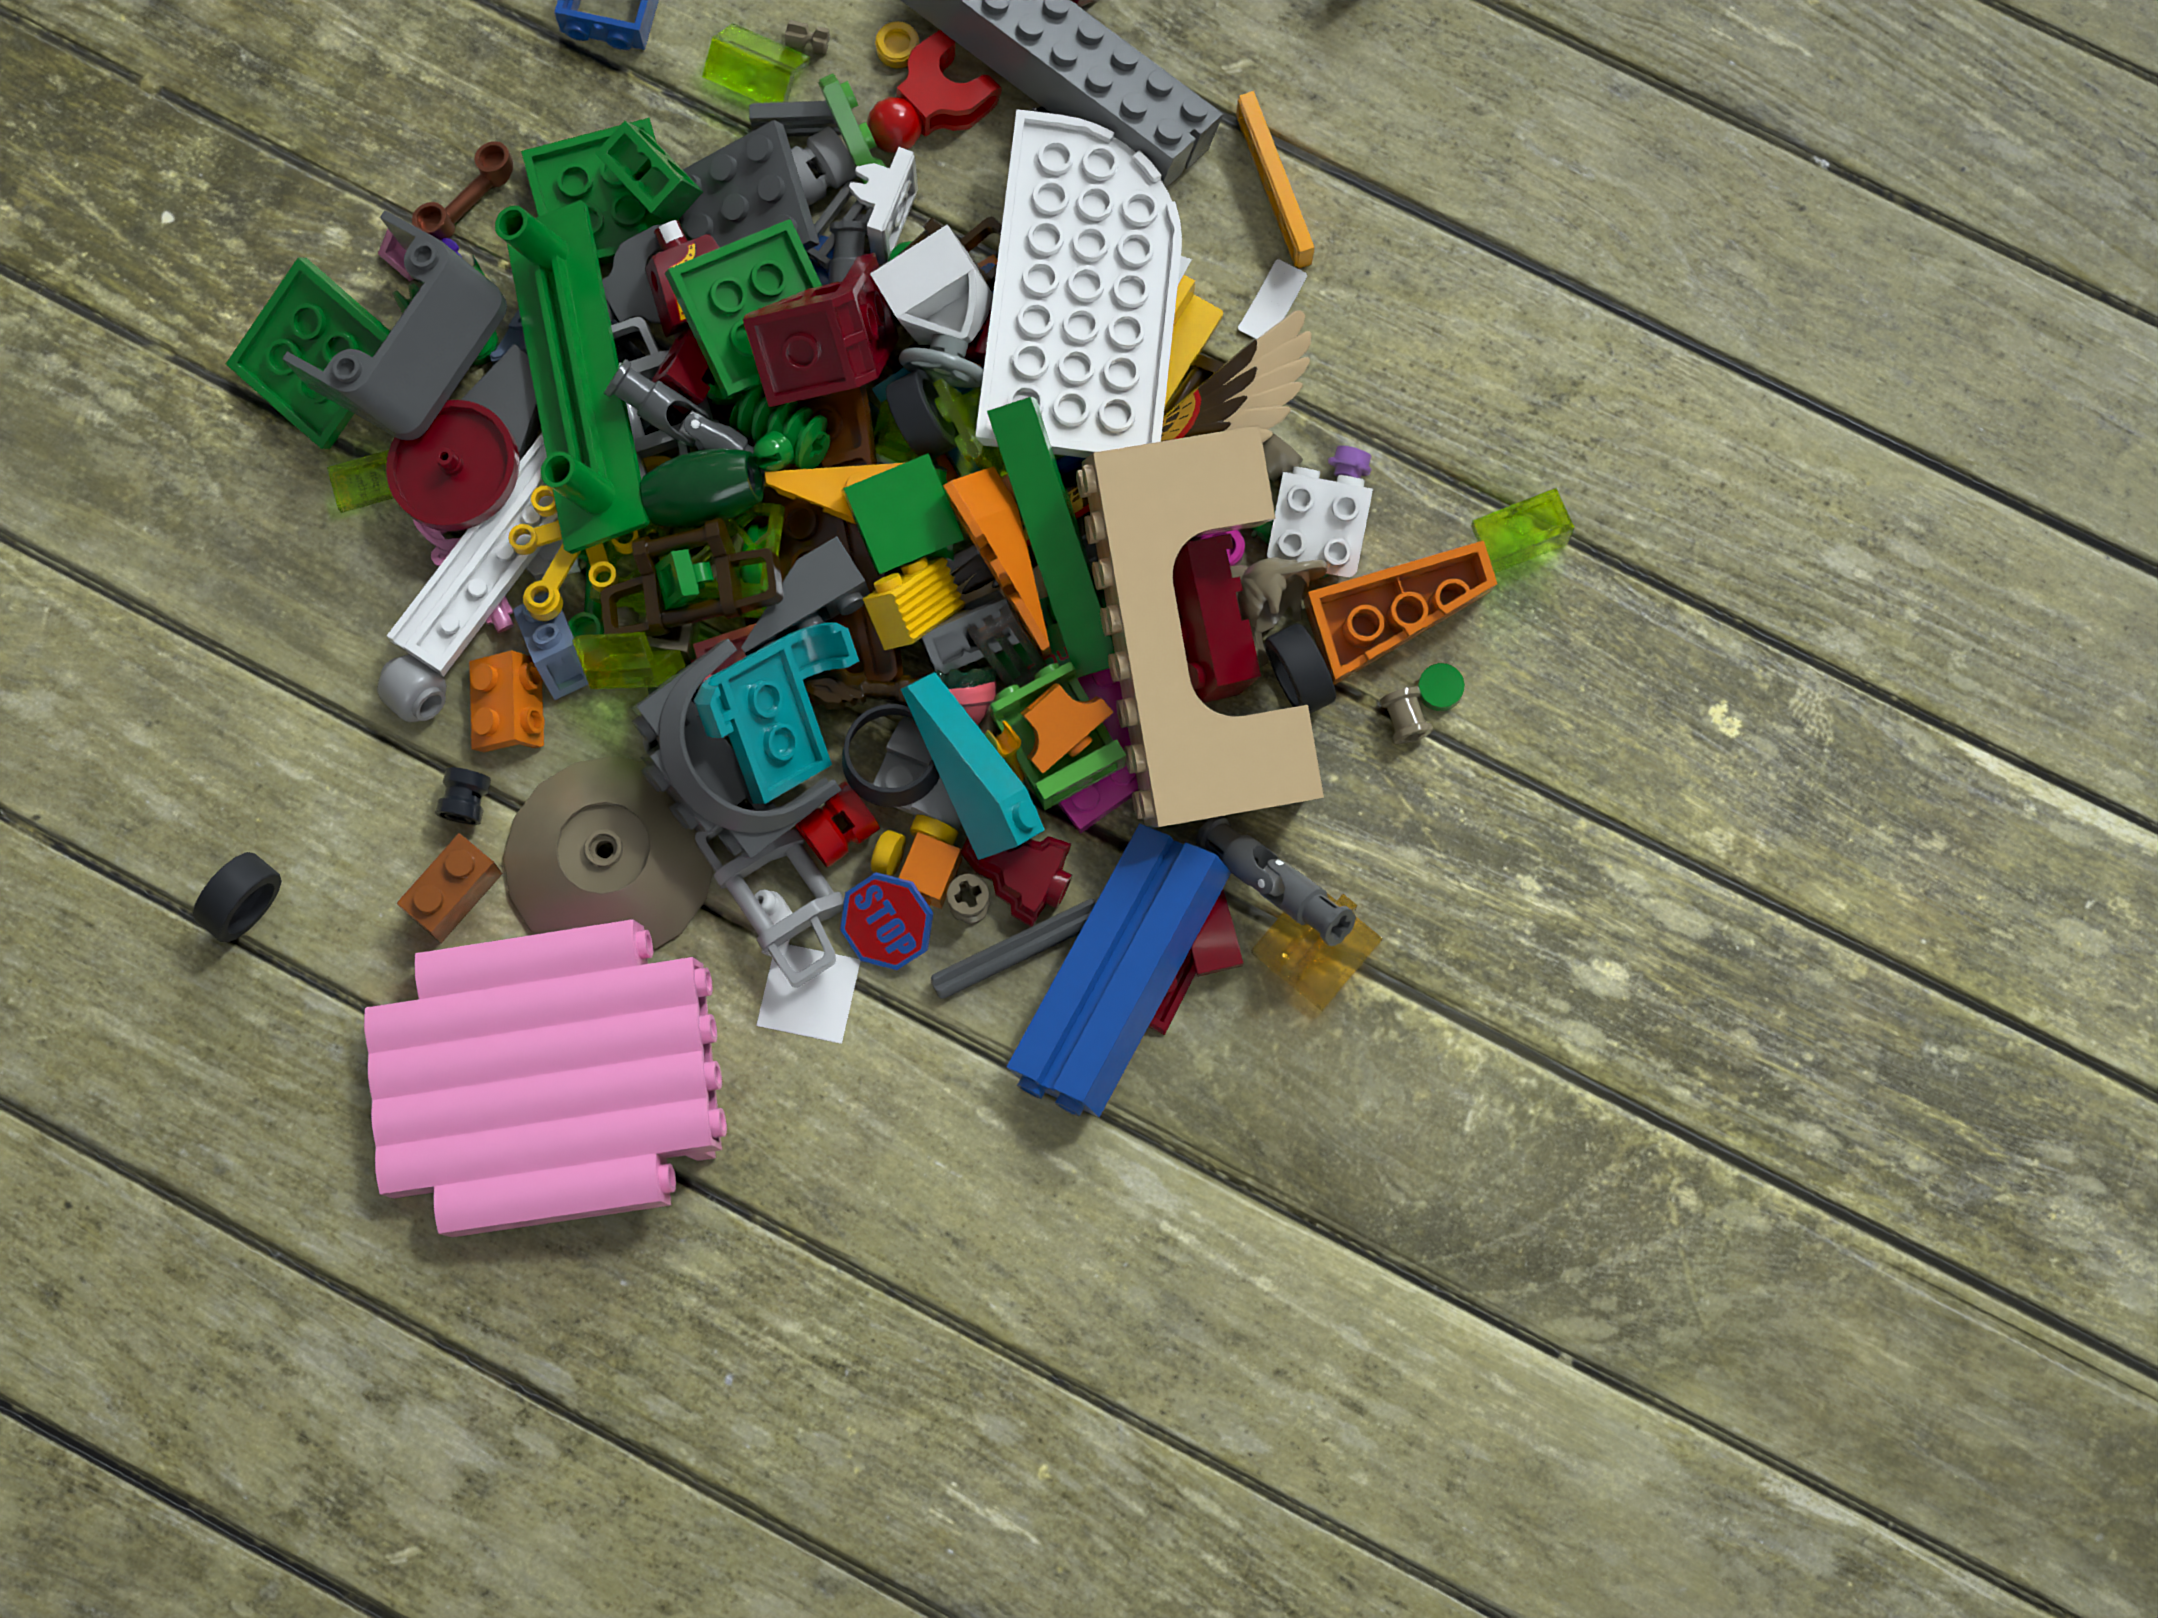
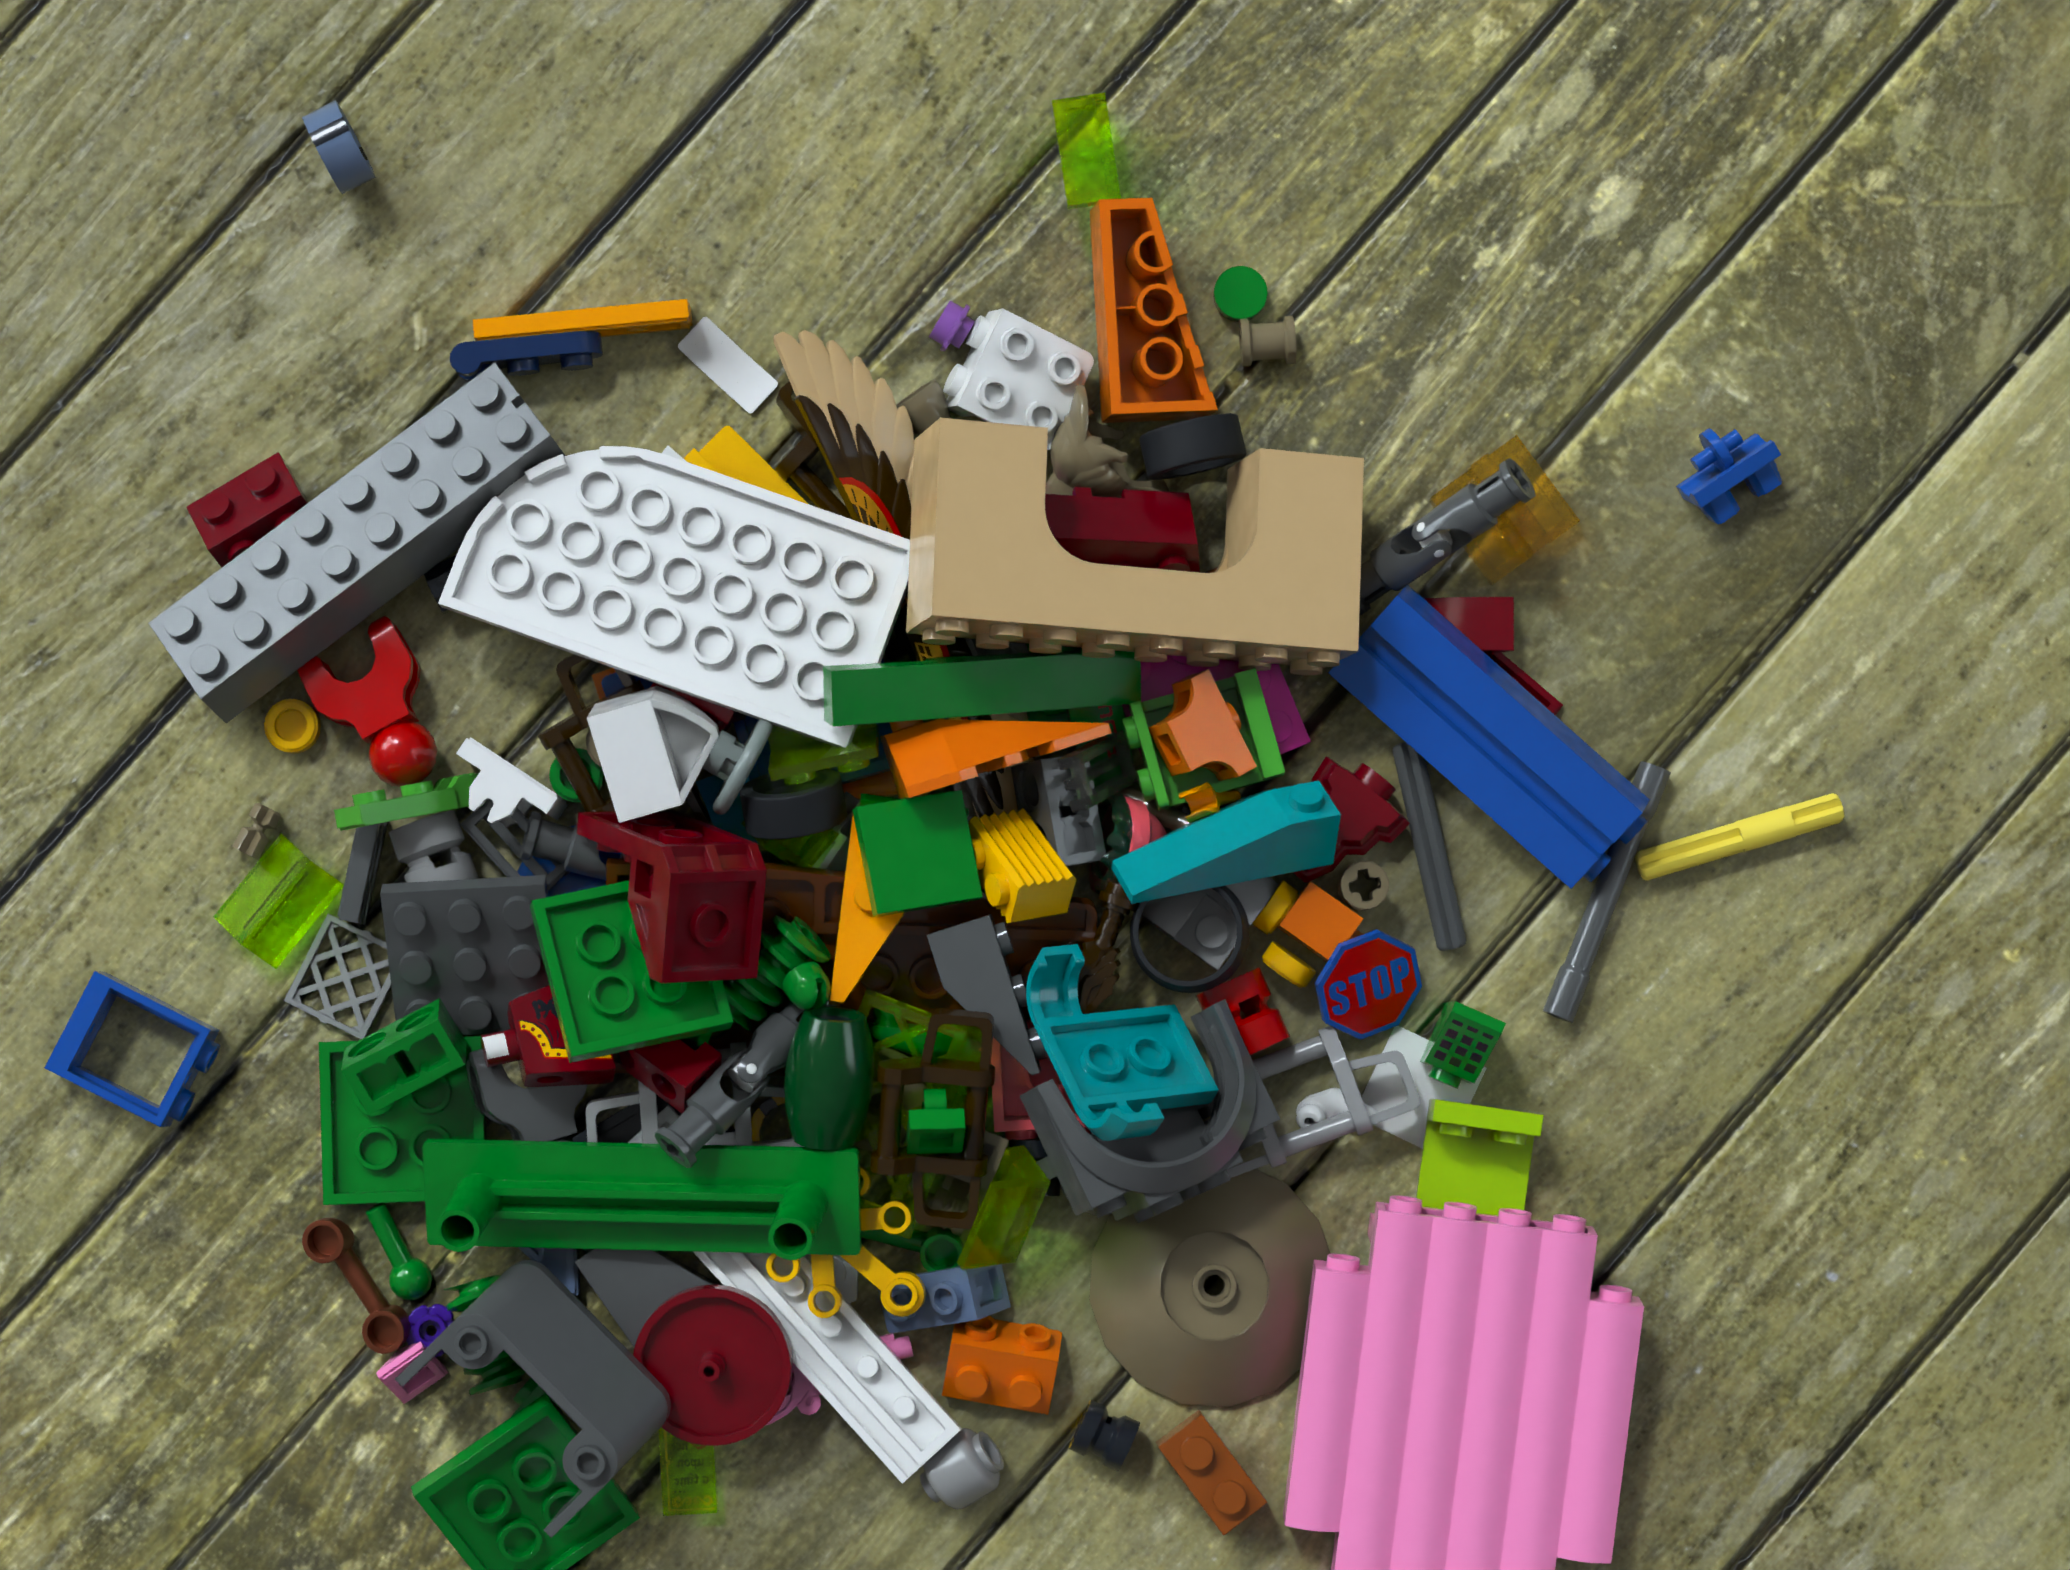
camera: 80 degrees left, 10 degrees up
(479, 234) = (409, 1276): none -> green bar
(713, 103) = (327, 1014): none -> light grey window
(762, 1047) = (1476, 1156): none -> lime bracket
(854, 1007) = (1460, 1044): none -> green slope
(937, 1095) = (1575, 972): none -> dark grey piece
(1088, 1208) = (1740, 836): none -> light yellow axle
(1238, 142) = (526, 353): none -> dark blue plate
(1381, 1110) = (1723, 466): none -> blue hips

